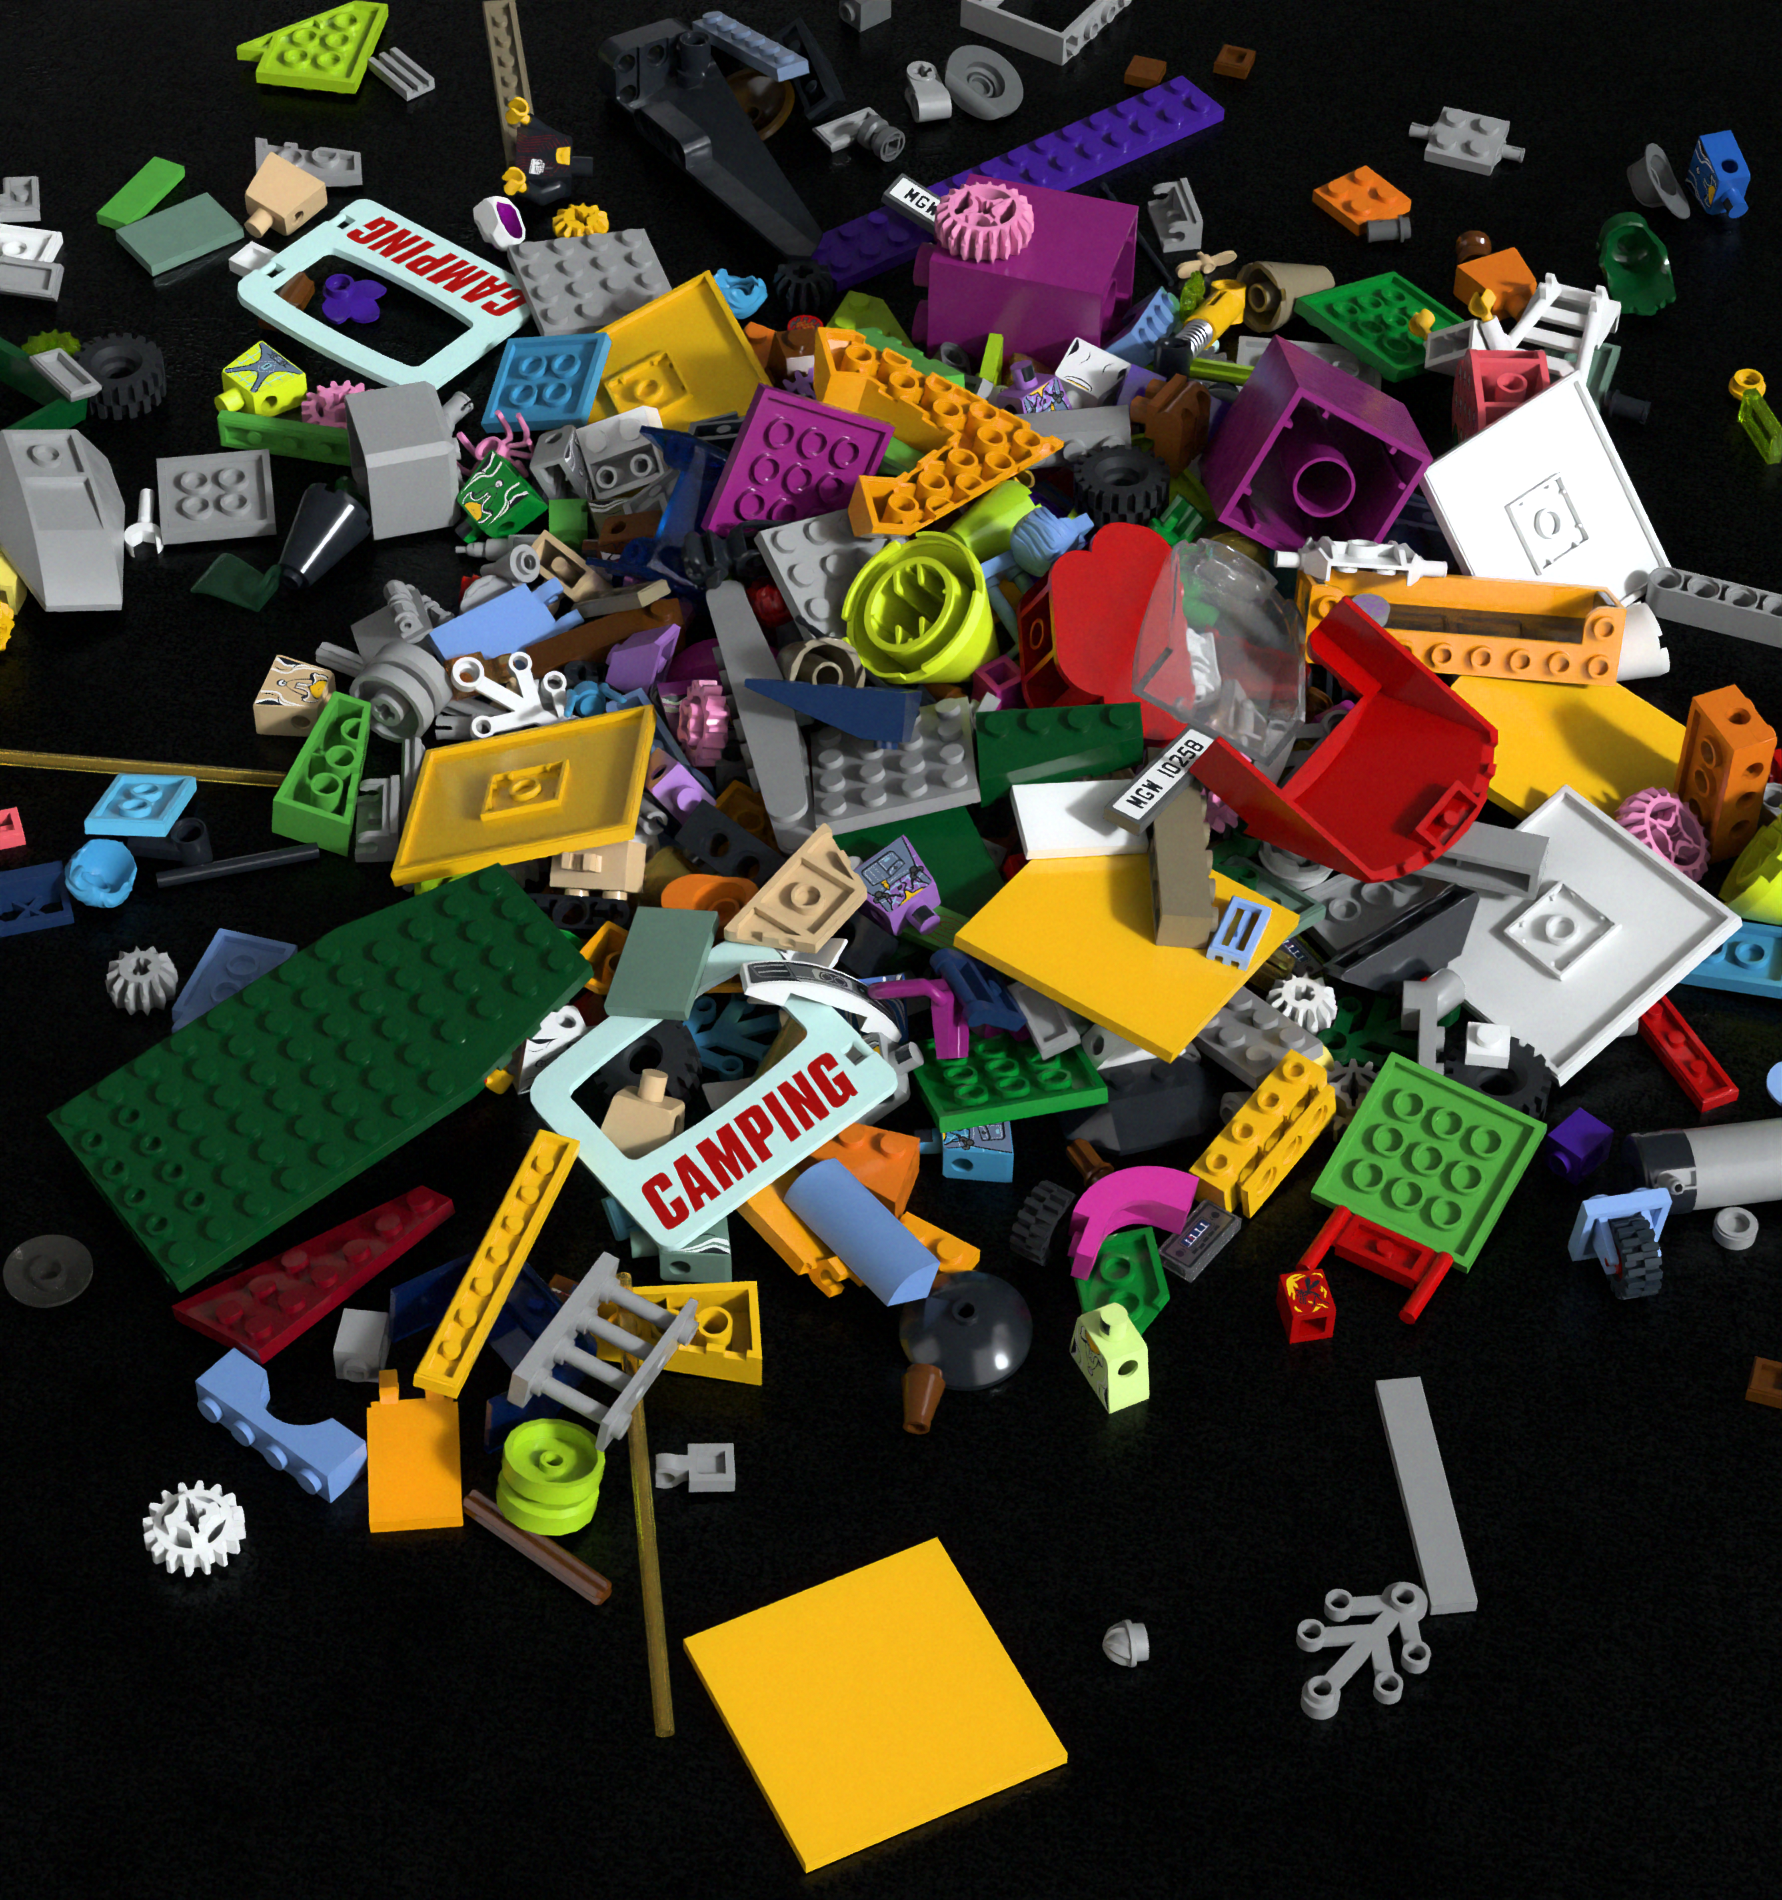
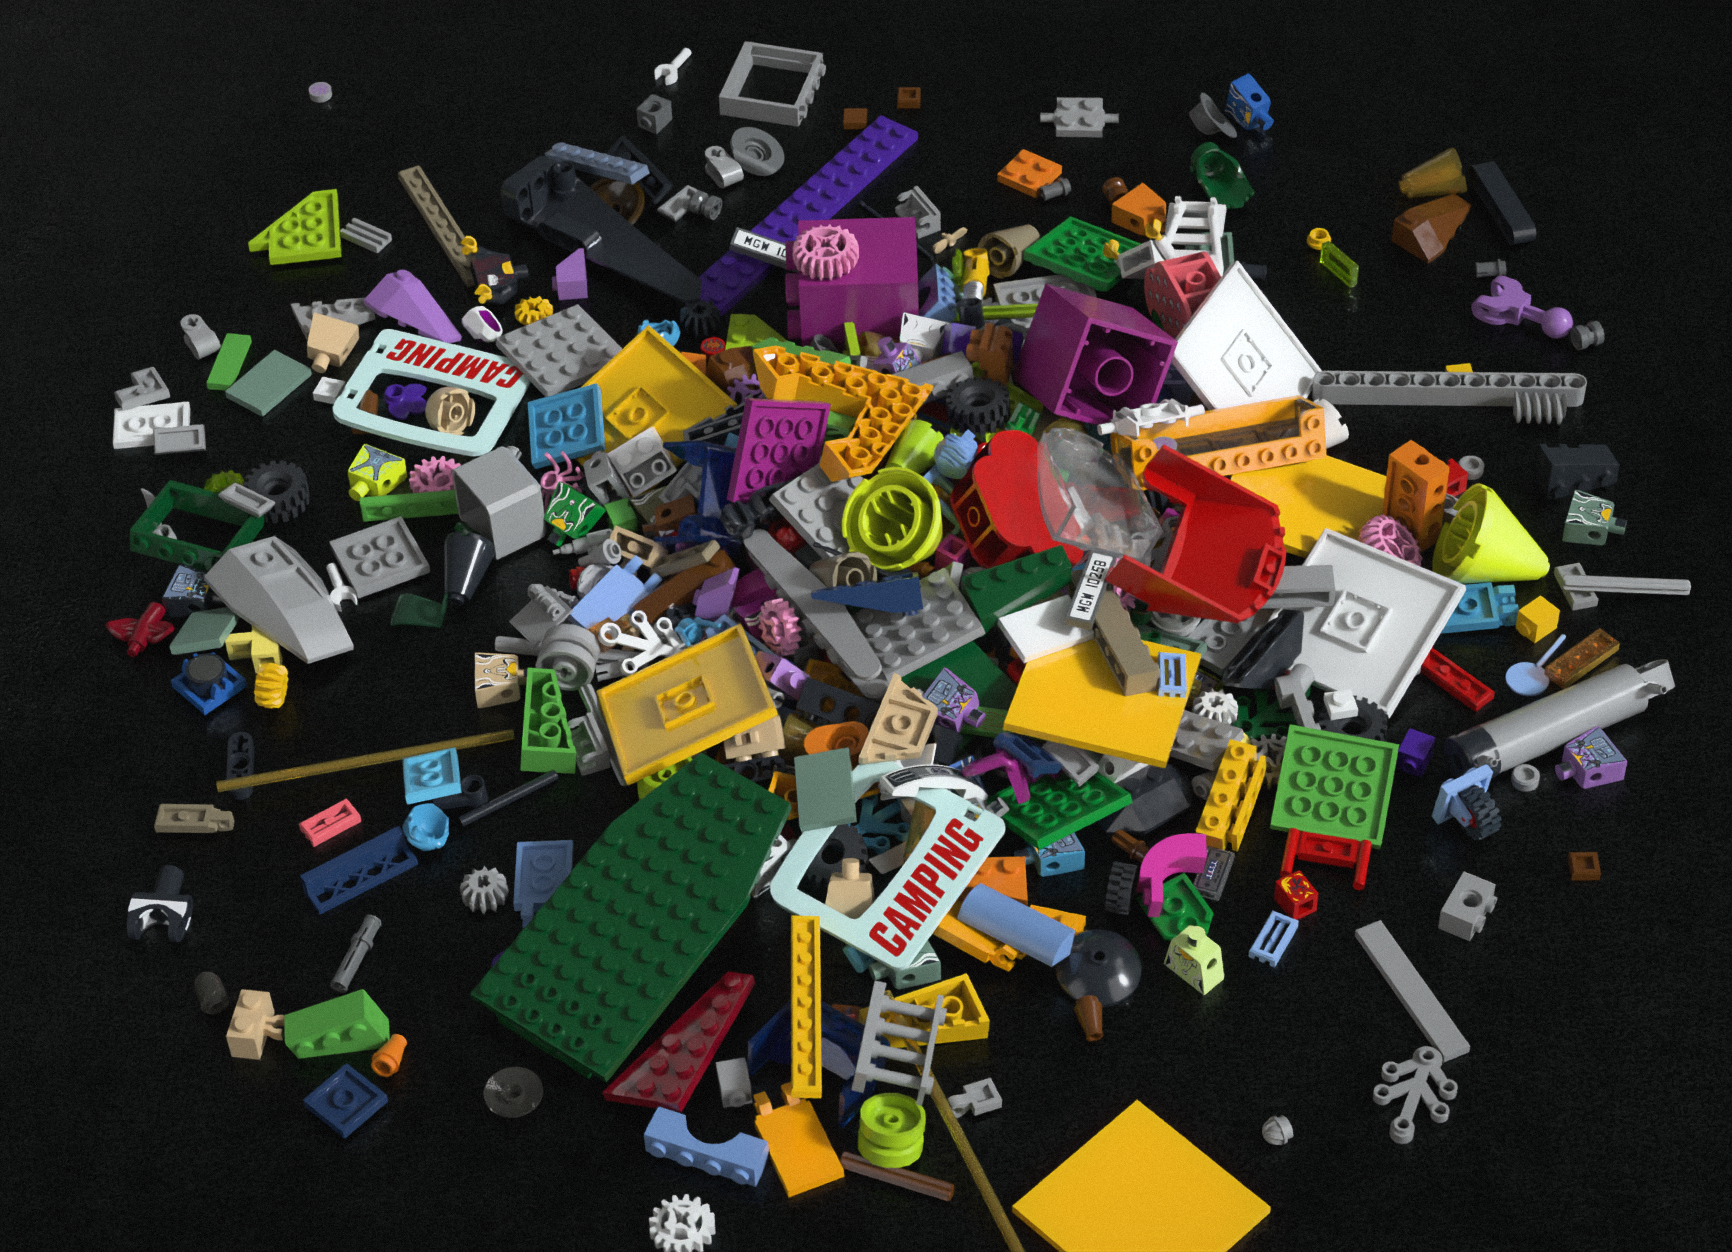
camera: 15 degrees left, 0 degrees up
(114, 151) = (199, 337): none -> light grey piece
(398, 325) = (450, 410): none -> tan cylinder
(413, 173) = (411, 303): none -> medium lavender wedge
(652, 190) = (571, 277): none -> medium lavender slope
(1237, 1388) = (1266, 955): none -> light blue tile
(1561, 1392) = (1467, 906): none -> light grey brick

